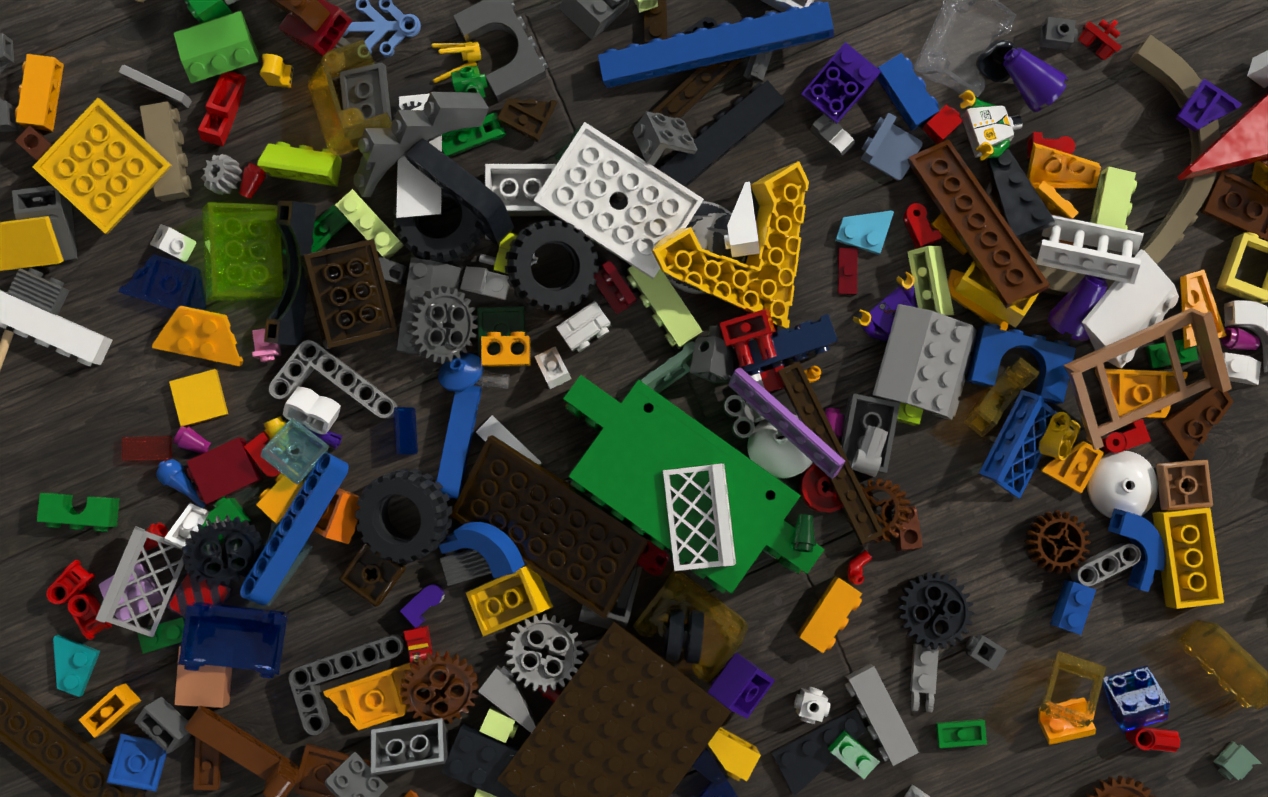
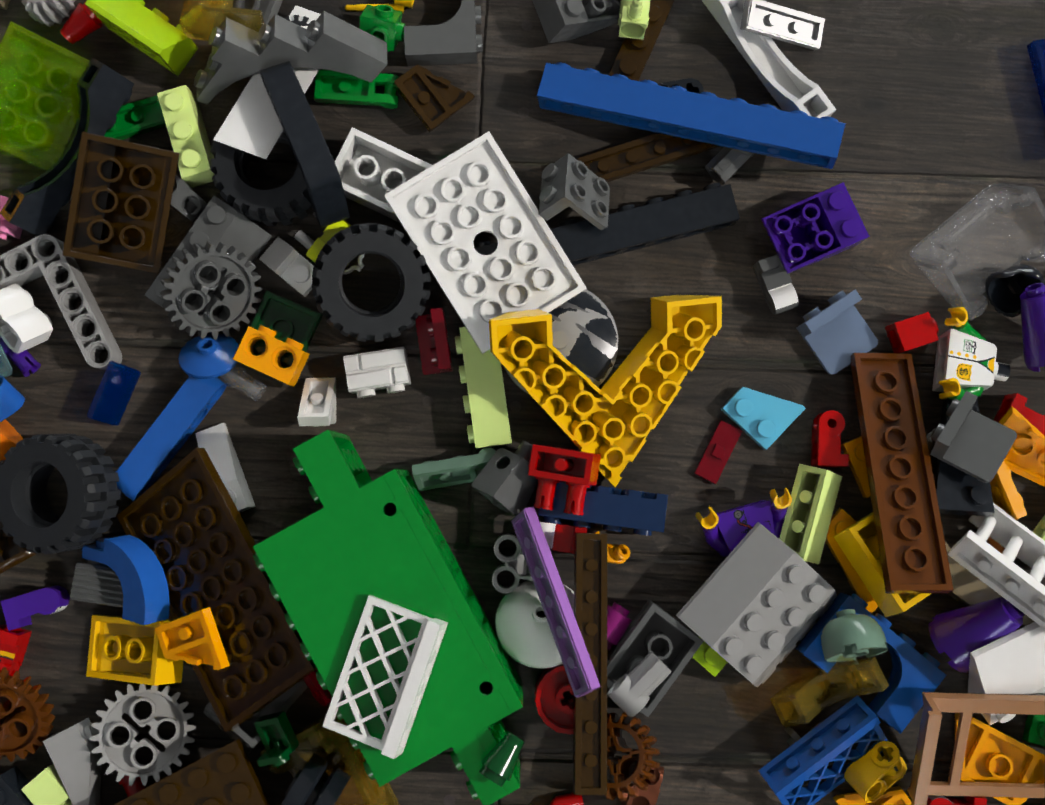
camera: 30 degrees right, 0 degrees up
(552, 566) = (193, 640): none -> light orange wing
(641, 607) = (277, 739): none -> dark green bracket
(742, 229) = (617, 342): white slope -> none
(907, 91) = (889, 275): blue brick -> none
(998, 351) = (852, 637): none -> sand green cylinder
(1016, 178) = (972, 440): none -> dark grey bracket

